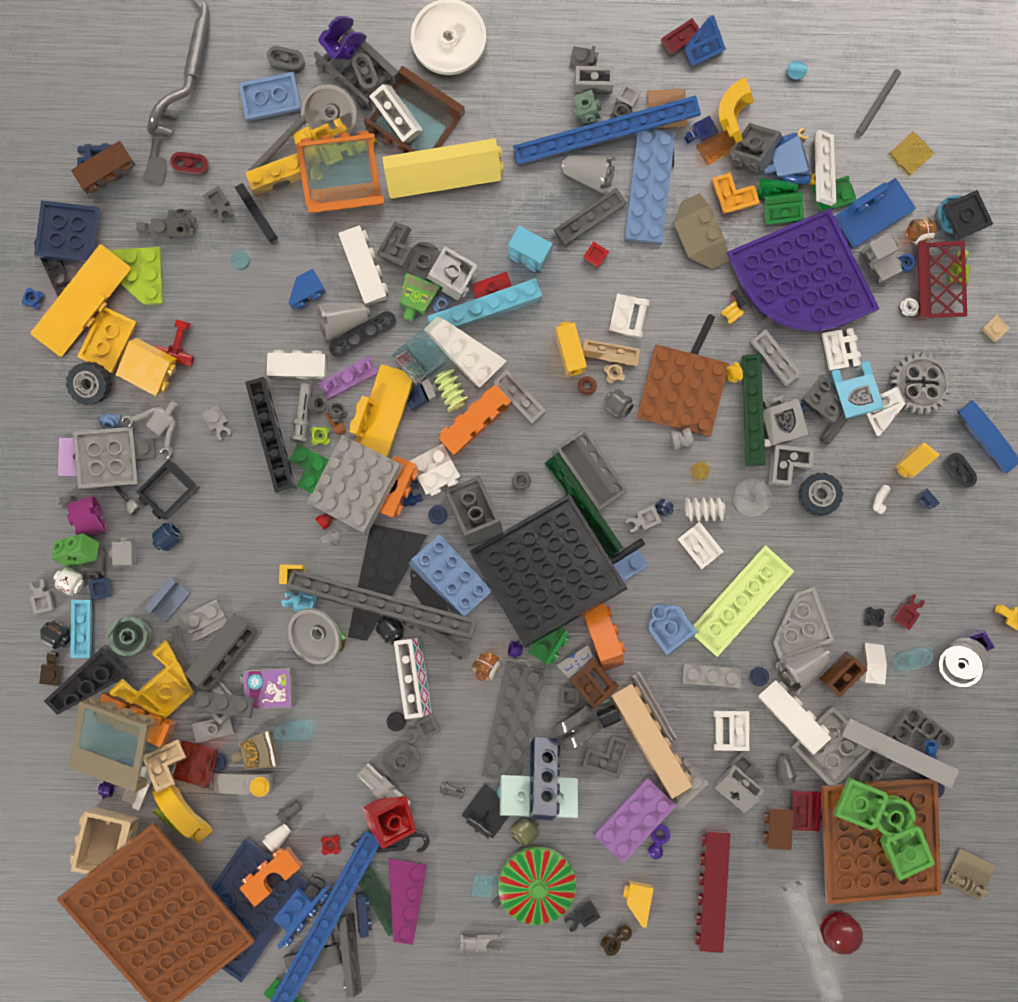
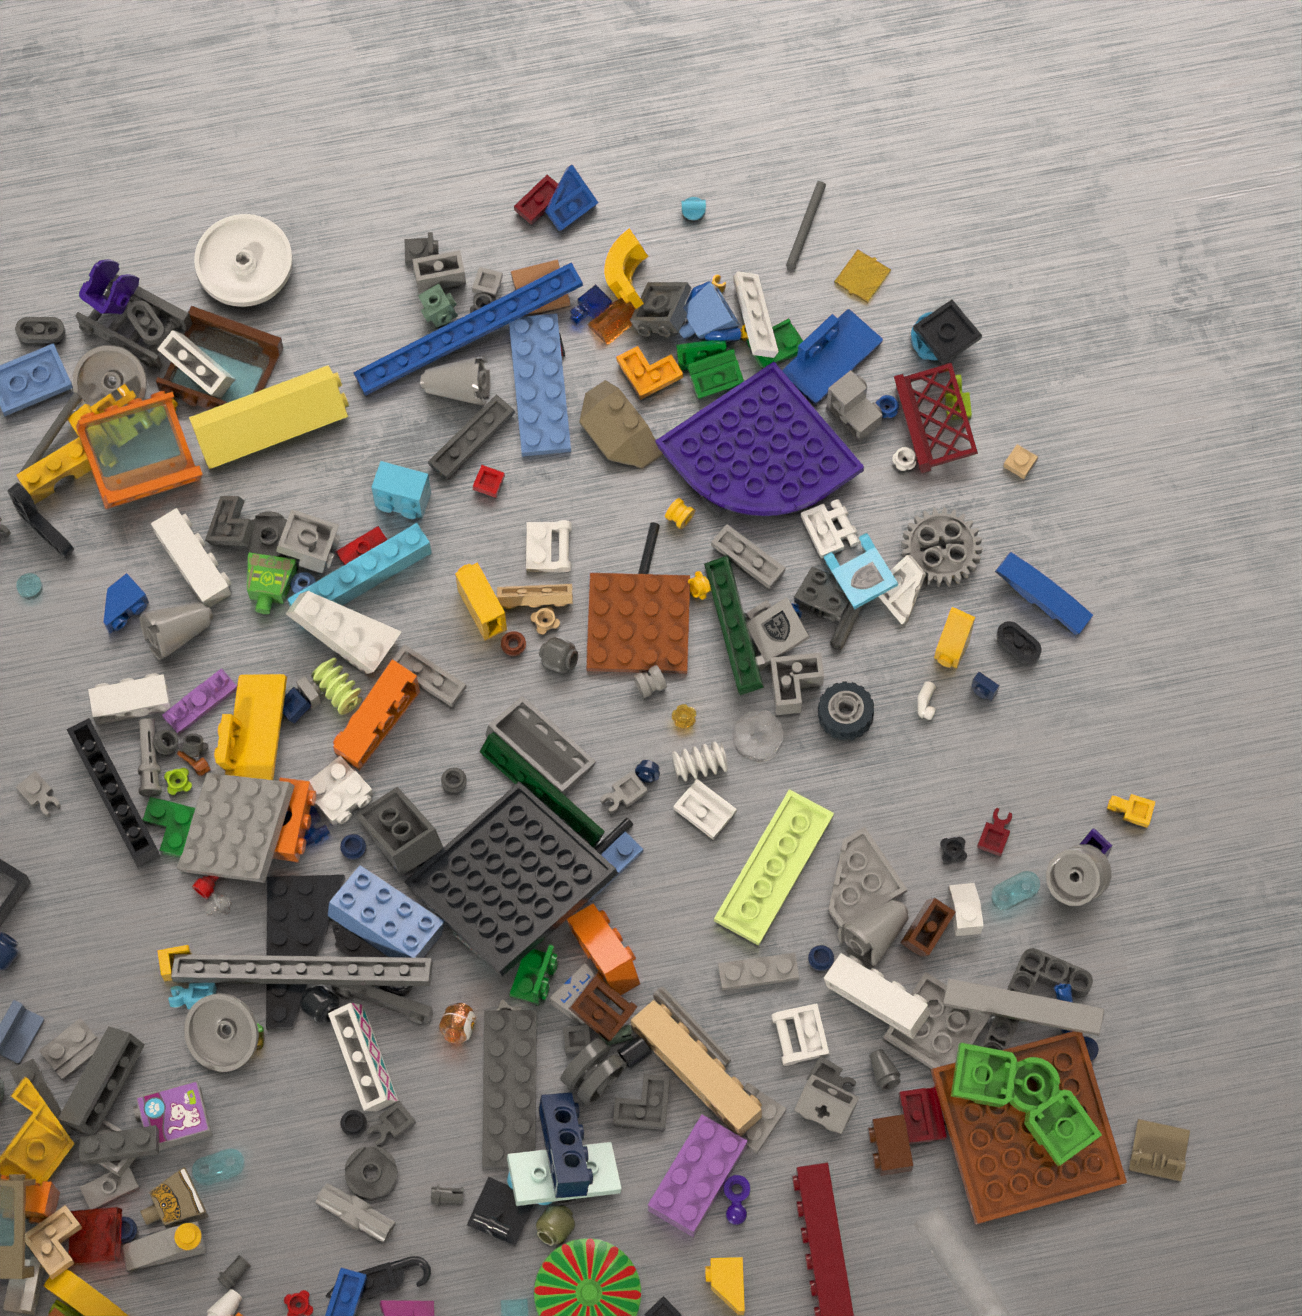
camera: 10 degrees left, 15 degrees down
(361, 332) = (204, 640): black beam -> none
(389, 820) = (371, 1245): red slope -> none
(419, 358) = (288, 653): clear light blue slope -> none
(515, 649) = (491, 994): dark purple plate -> none
(670, 627) = (689, 919): medium blue plate -> none
(738, 298) = (680, 492): black piece -> none
(841, 932) = (1006, 1260): dark red tile -> none
(921, 230) = (895, 362): clear orange head -> none

